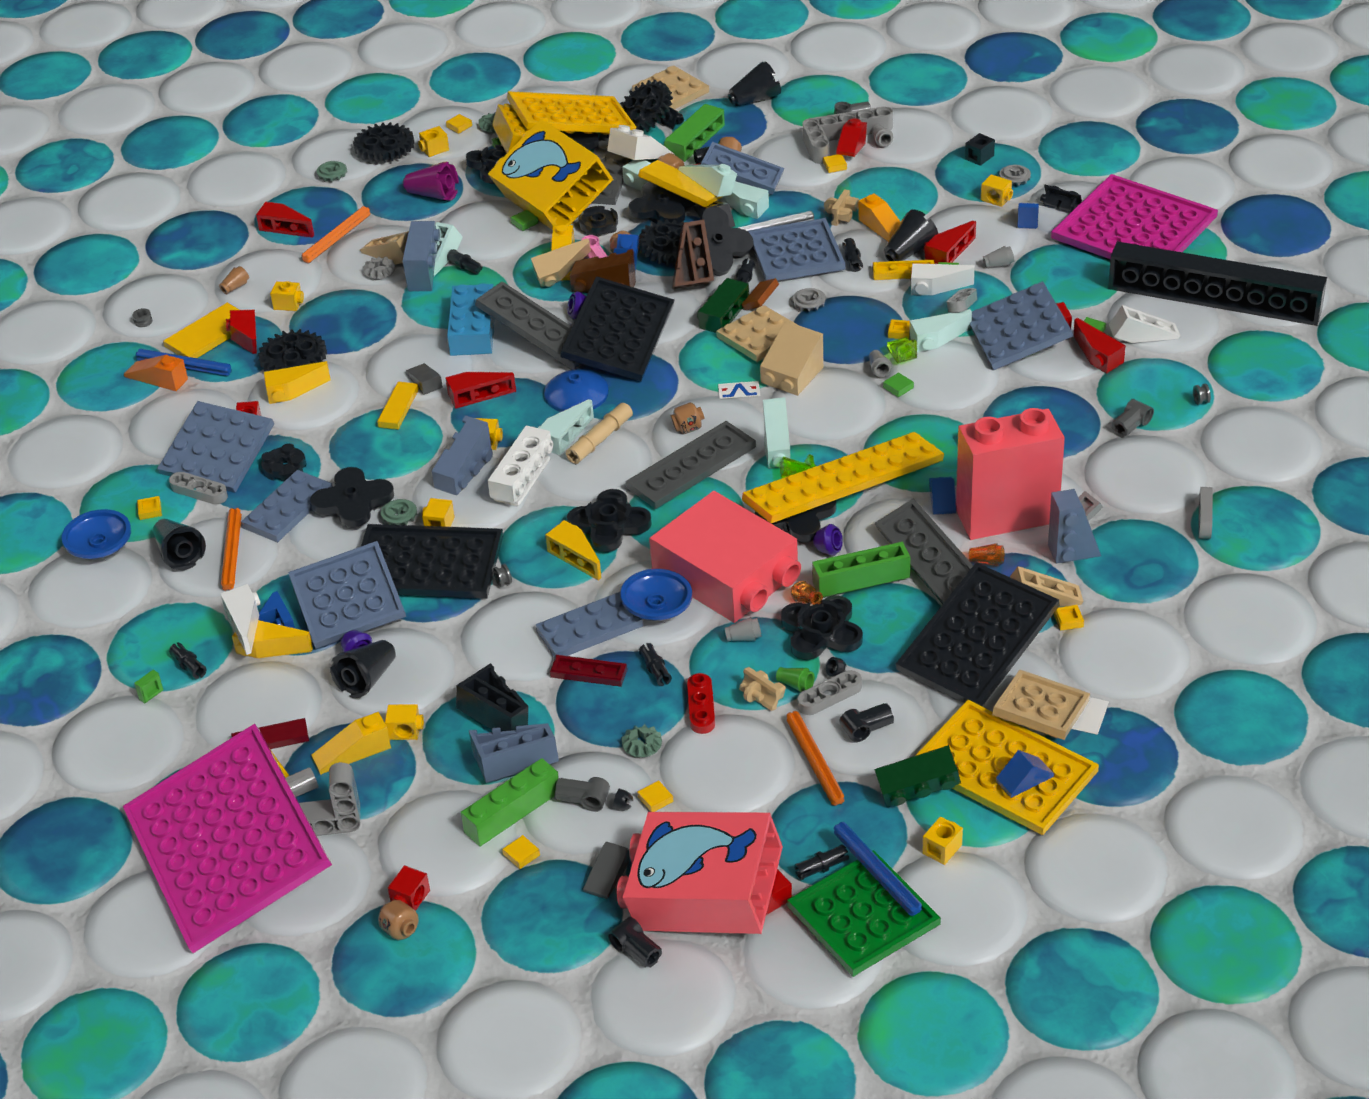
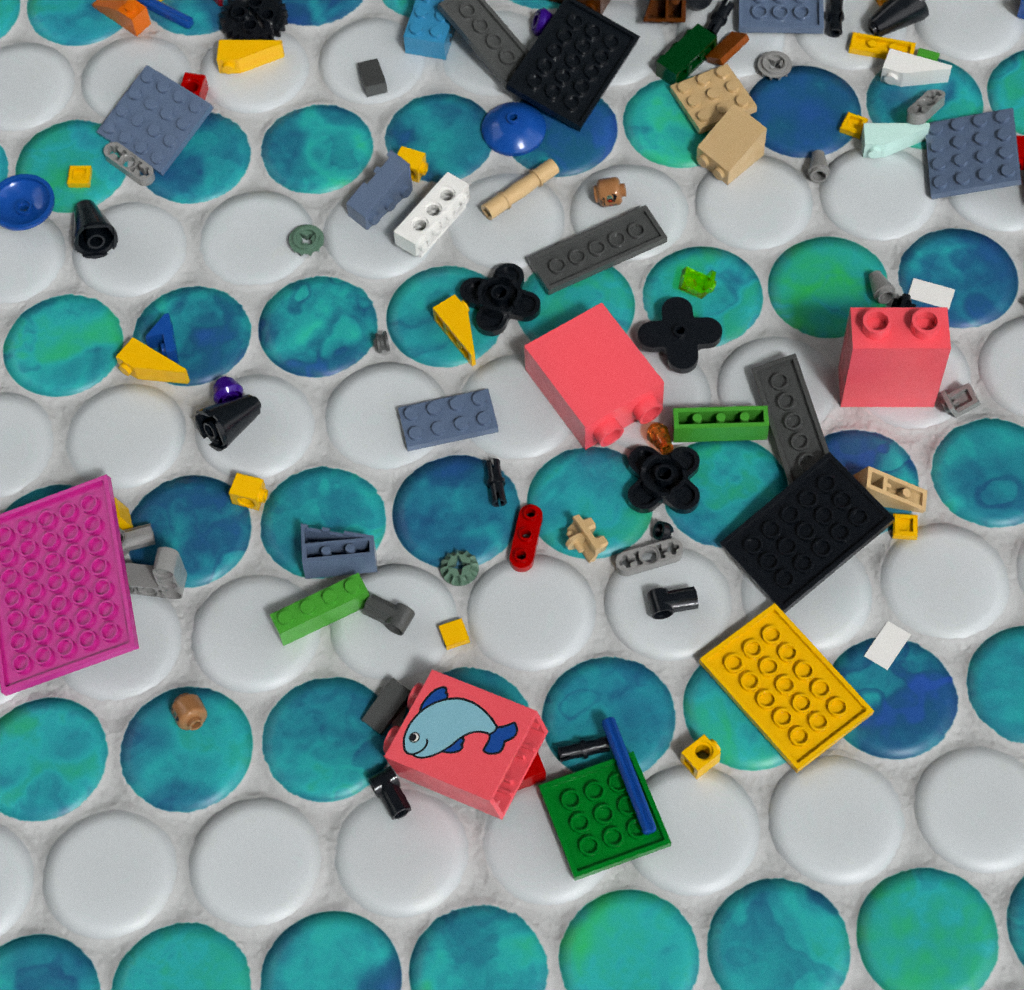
camera: 15 degrees right, 20 degrees up
(148, 686) = (31, 391): bright green tile -> none
(187, 660) = (73, 369): black pin -> none
(231, 549) = (142, 245): orange axle -> none
(243, 613) = (129, 338): white slope -> none
(273, 462) = (214, 142): black plate -> none
(284, 506) = (206, 205): sand blue plate -> none
(284, 733) = (130, 474): dark red tile -> none
(346, 594) = (231, 332): sand blue plate -> none
(352, 497) = (266, 213): black plant -> none
(355, 742) = (197, 504): yellow slope -> none
(398, 405) = (339, 106): yellow tile -> none
(409, 886) = (206, 681): red brick -> none
(438, 513) = (340, 255): yellow brick -> none
(438, 558) = (317, 306): black plate -> none
(475, 387) = (418, 103): red slope -> none
(491, 701) = (332, 493): black wedge -> none
(521, 852) = (317, 664): yellow tile -> none
(568, 425) = (490, 173): light aqua slope -> none
(588, 670) = (433, 472): dark red tile -> none
(620, 800) = (421, 630): black hinge -> none
(656, 594) = (520, 395): blue dish -> none
(740, 389) = (672, 164): white sticker -> none
(744, 630) = (590, 465): light grey cone -> none
(775, 431) = (685, 239): light aqua slope -> none
(797, 678) = (623, 534): bright green cone -> none
(815, 758) = (612, 629): orange axle -> none
(828, 540) = (701, 378): dark purple cone -> none
(842, 477) = (735, 309): yellow plate -> none
(898, 384) = (830, 197): bright green tile -> none
(903, 349) = (847, 154): clear neon green bracket -> none
(918, 776) = (698, 683): dark green brick -> none
(942, 495) = (829, 347): blue slope -> none
(950, 243) = (937, 27): red slope -> none
(988, 554) = (850, 433): clear orange cone -> none
(999, 257) = (983, 56): light grey cone -> none
(1023, 773) = (798, 705): blue slope -> none
(1041, 704) = (842, 627): tan plate -> none
(1069, 529) = (937, 430): sand blue wedge -> none

